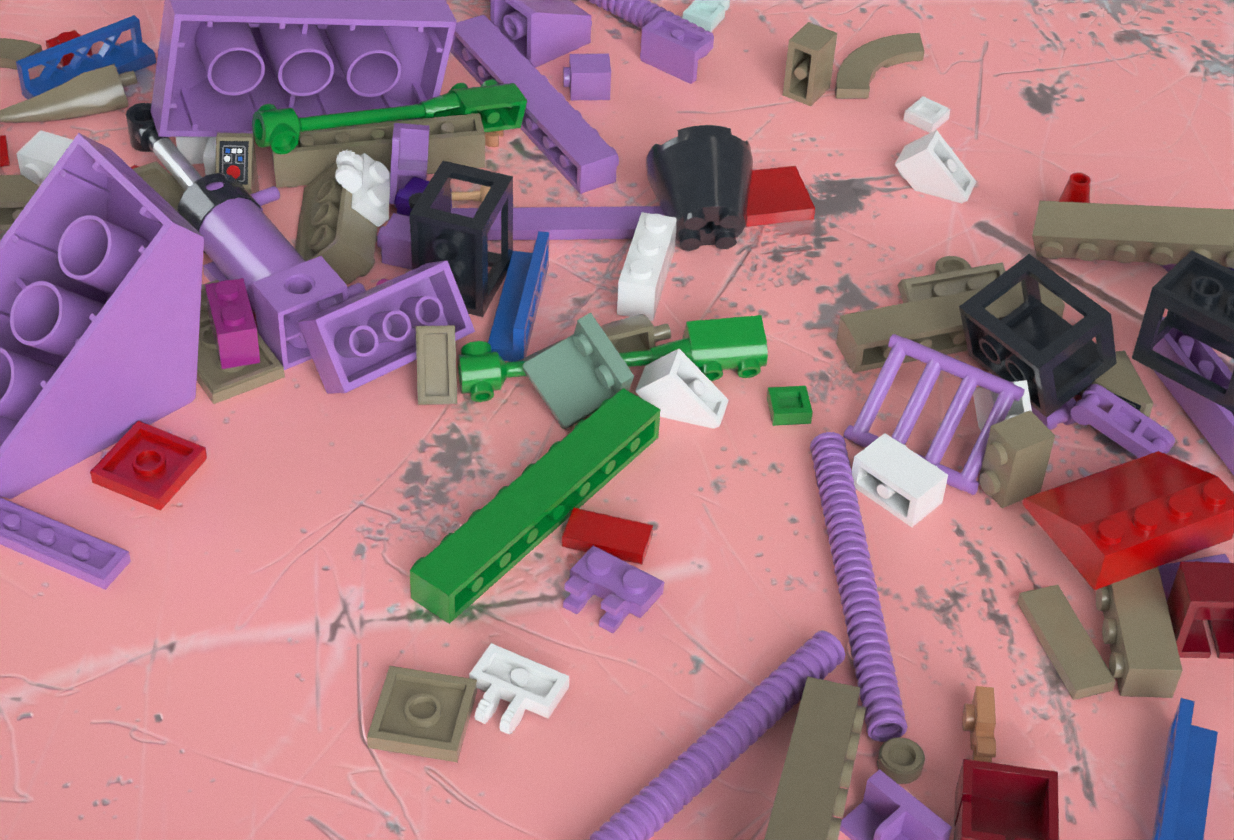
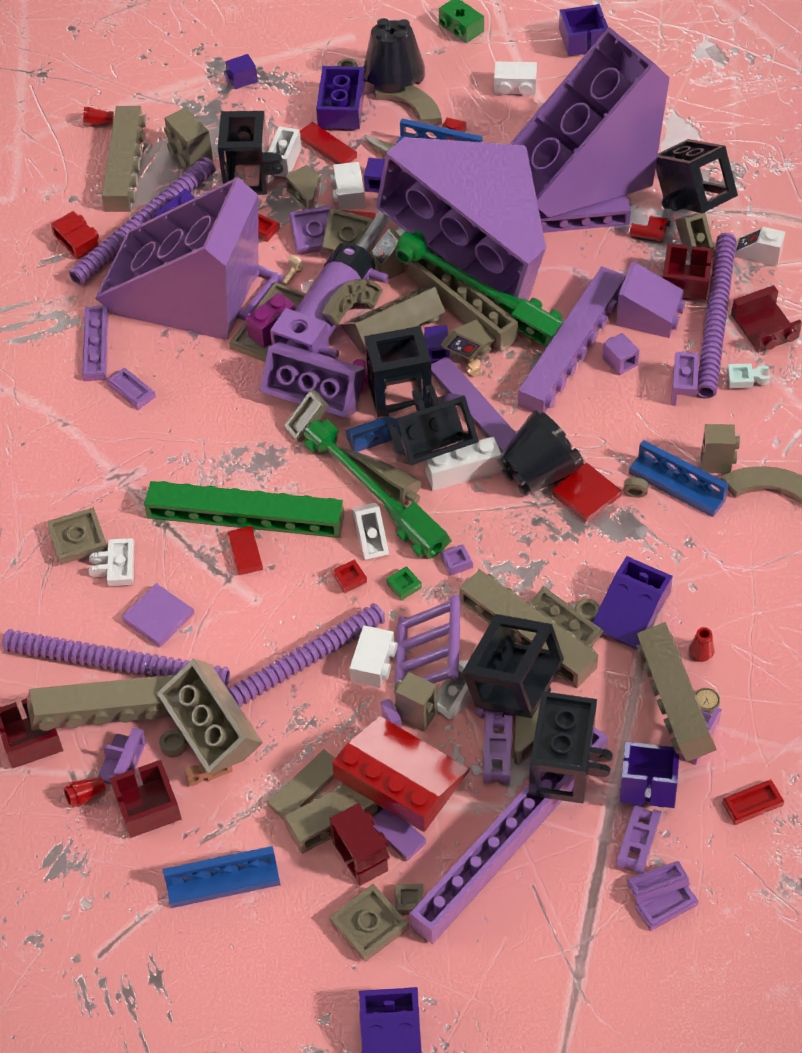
camera: 65 degrees right, 10 degrees up
(70, 122) = (373, 174): none -> dark purple brick
(148, 465) = (167, 349): red tile -> none
(183, 536) = (131, 388): none -> medium lavender tile
(292, 228) = (351, 292): none -> dark tan tile
(367, 182) = (415, 313): white hinge -> none
(408, 155) = (452, 311): medium lavender panel -> none
(457, 156) = (469, 340): none -> dark tan slope
(568, 256) = (429, 427): none -> black piece
(579, 373) = (343, 476): sand green bracket -> none
(615, 581) = (215, 568): medium lavender plate -> none
(650, 681) = (158, 615): none -> medium lavender tile
(743, 446) = (349, 576): none -> red plate
(787, 344) = (456, 560): none -> medium lavender tile
(802, 152) = (635, 487): none -> dark tan tile
(815, 124) = (678, 481): none -> blue fence
(923, 669) = (209, 717): none -> dark tan slope
(926, 114) = (741, 534): white tile -> none
(935, 169) = (675, 560): white slope -> none
(974, 219) = (633, 601): none -> dark purple slope
(1006, 503) = (390, 713): none -> medium lavender tile

